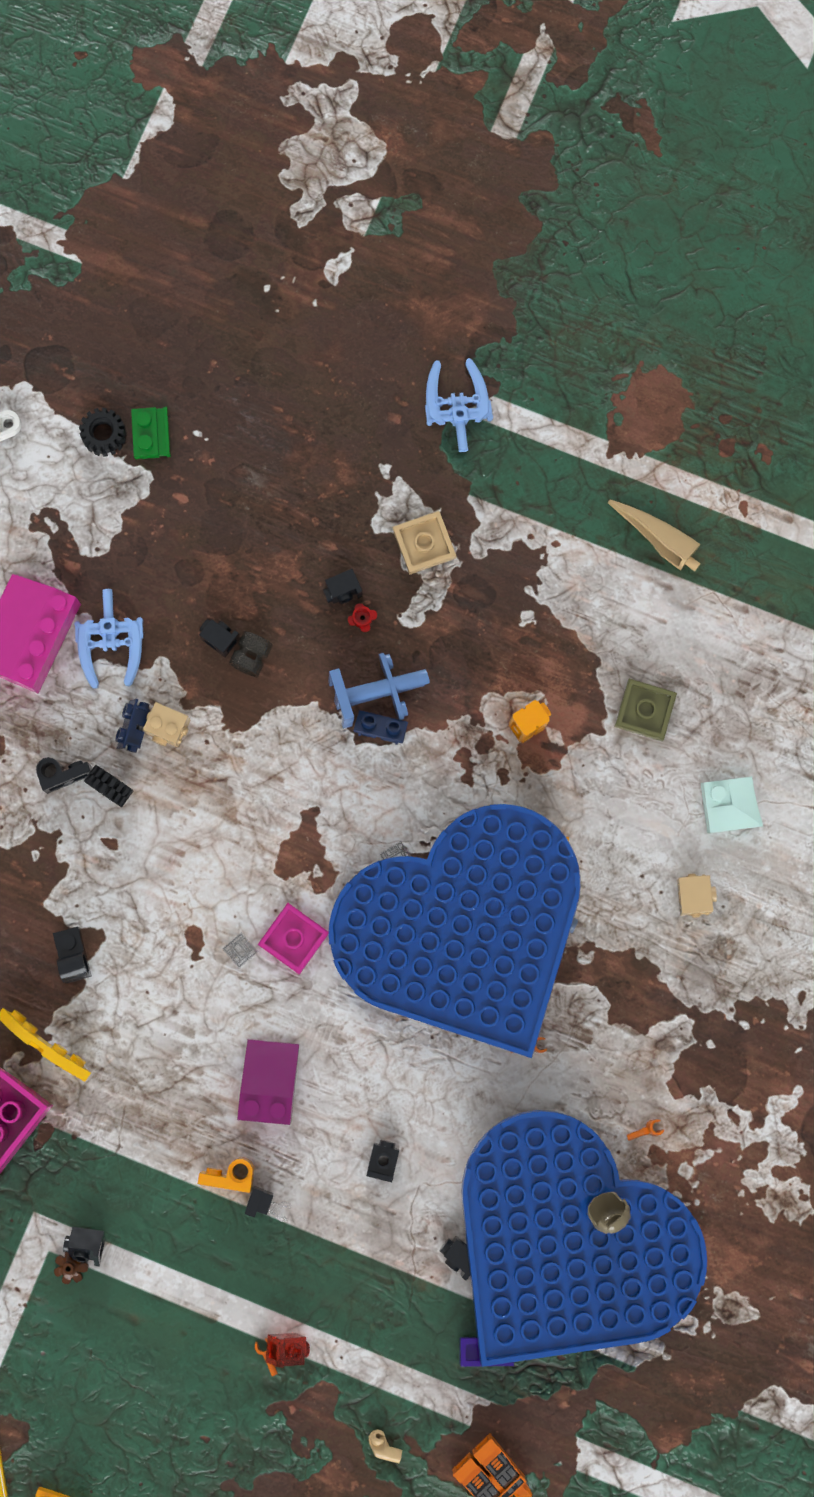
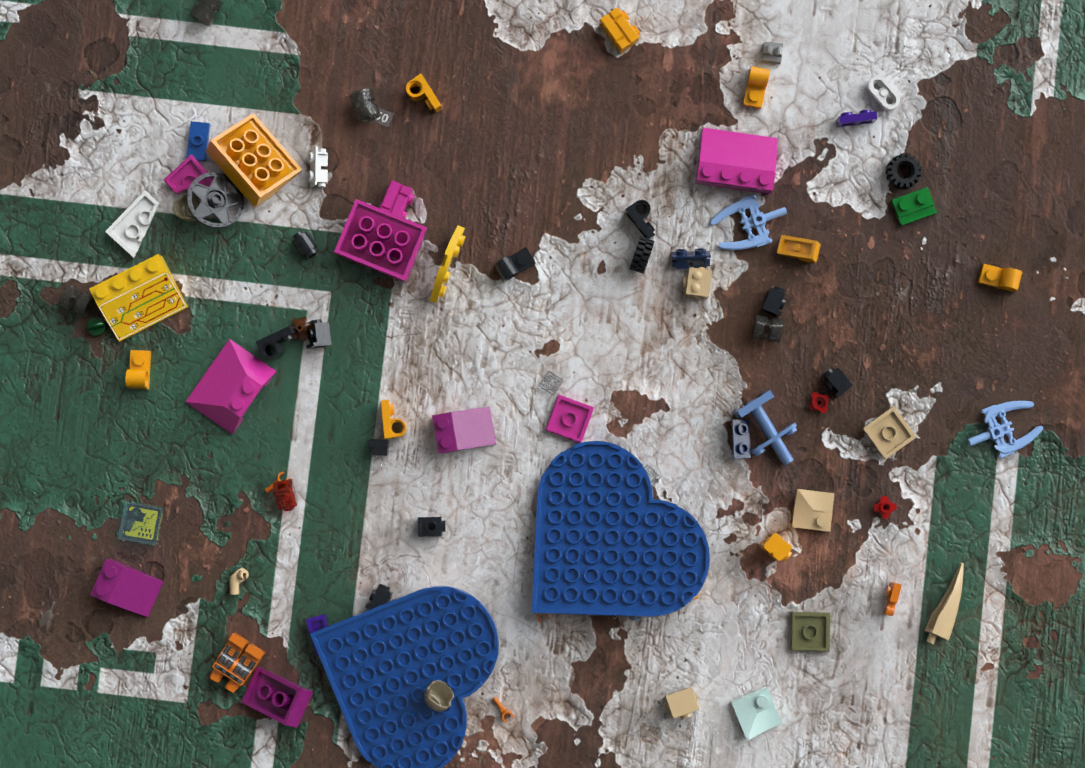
camera: 80 degrees right, 5 degrees up
(16, 478) = (850, 119): none -> dark purple plate
(74, 1306) = (275, 339): none -> black plate
(119, 1386) = (230, 386): none -> dark pink slope
(161, 583) = (800, 248): none -> light orange plate
(272, 353) = (1005, 278): none -> light orange plate
(495, 663) = (812, 510): none -> tan plate
(514, 581) = (884, 502): none -> red plate
(554, 1434) = (277, 697): none -> magenta slope
(626, 595) = (892, 593): none -> orange plate

